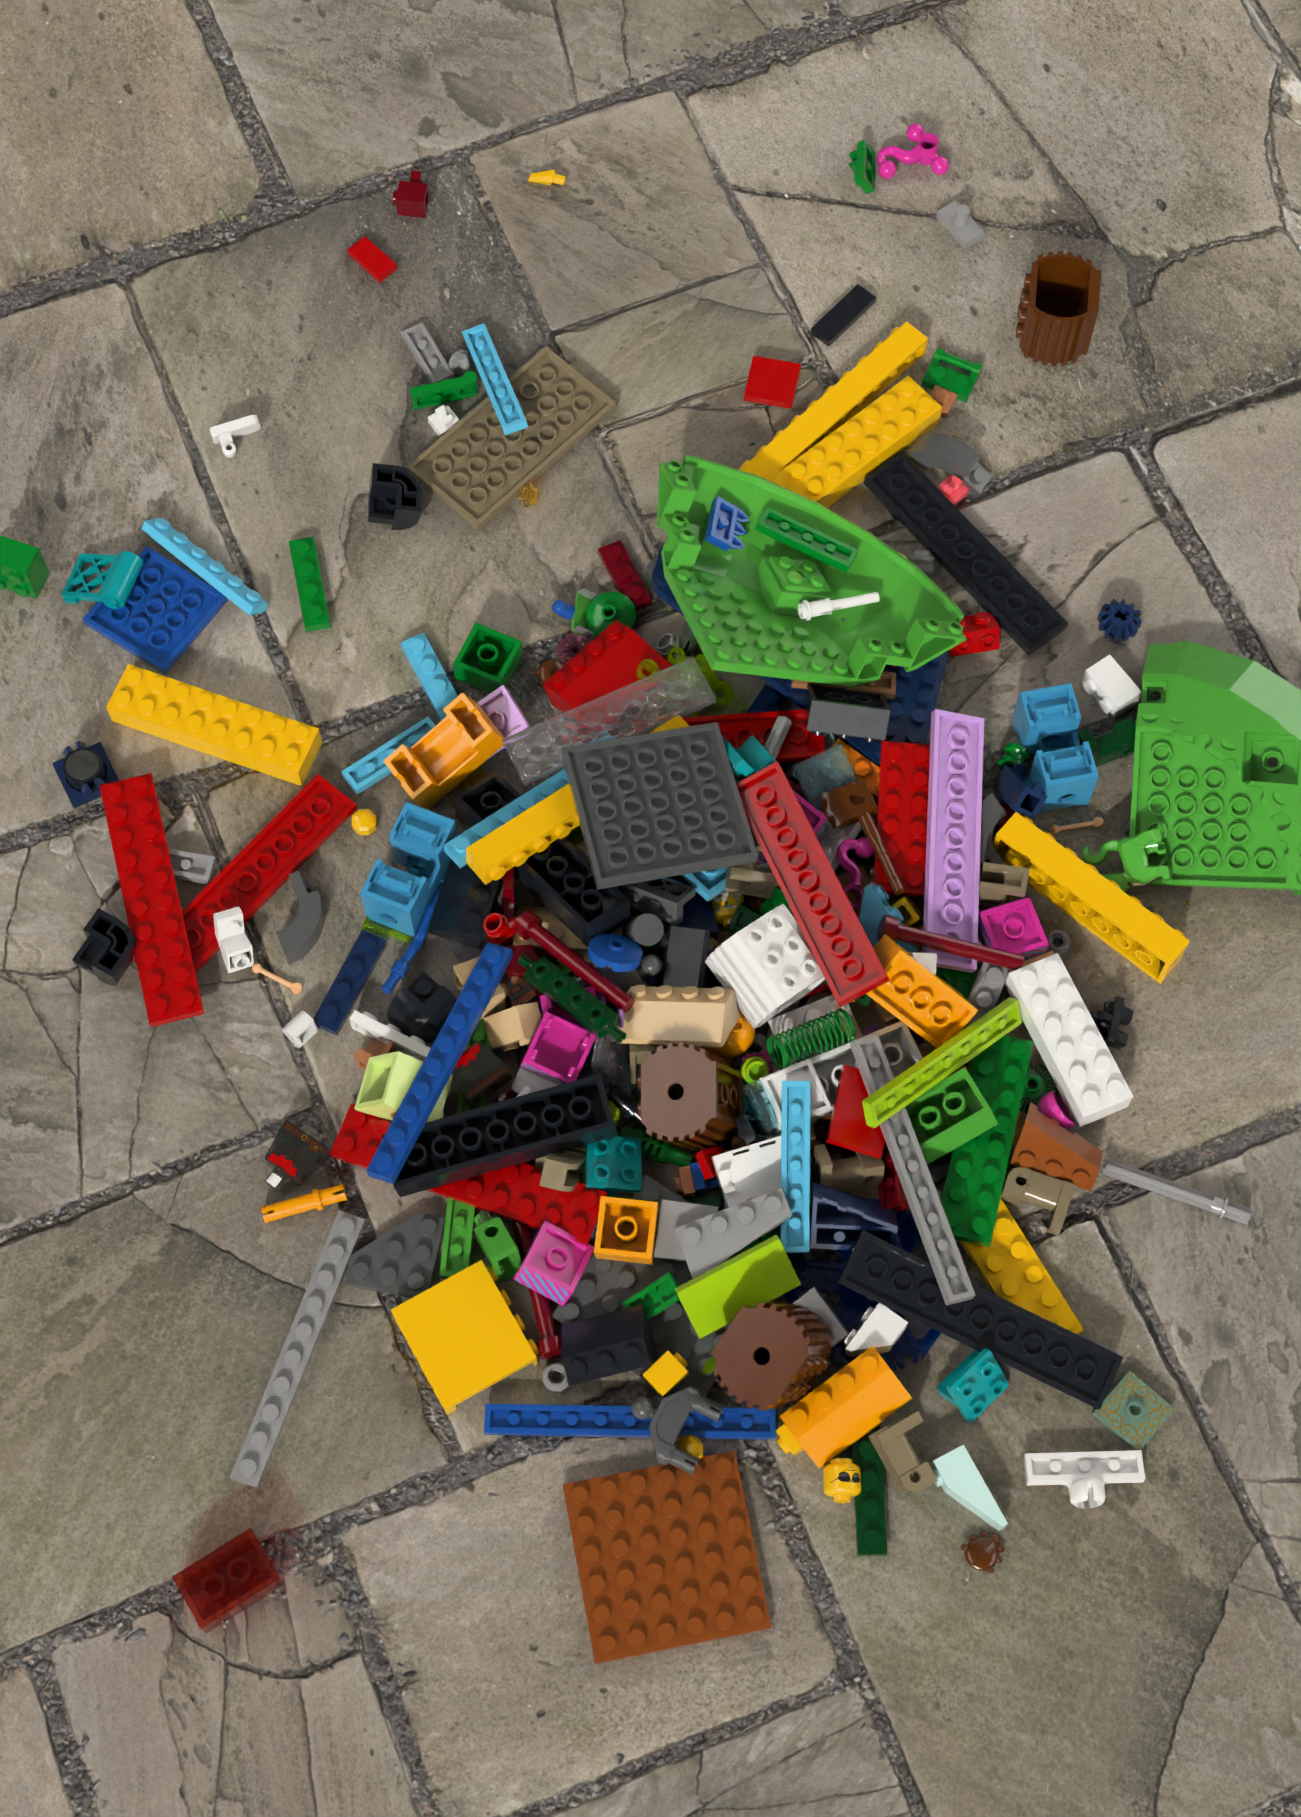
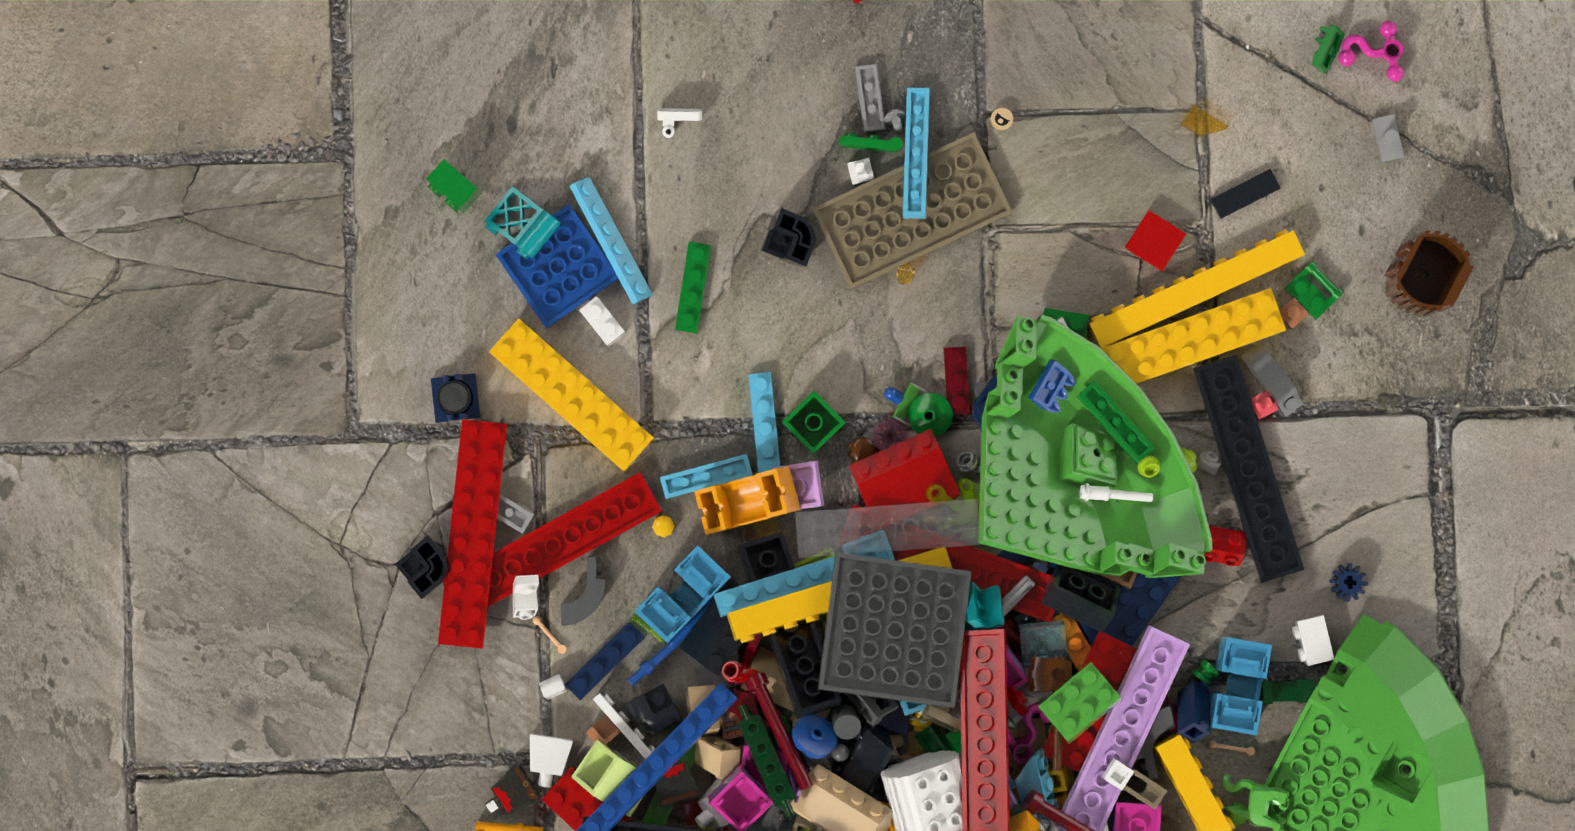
camera: 20 degrees right, 20 degrees up
(222, 643) = (602, 321): none -> white brick
(322, 1103) = (549, 756): none -> white torso
(569, 330) = (1001, 119): none -> tan tile
(772, 270) = (1201, 122): none -> clear yellow tile
(827, 841) = (1017, 700): none -> red plate
(860, 569) = (1149, 466): none -> lime plate
(893, 808) = (1080, 703): none -> bright green brick
(967, 872) = (1117, 774): none -> white plate

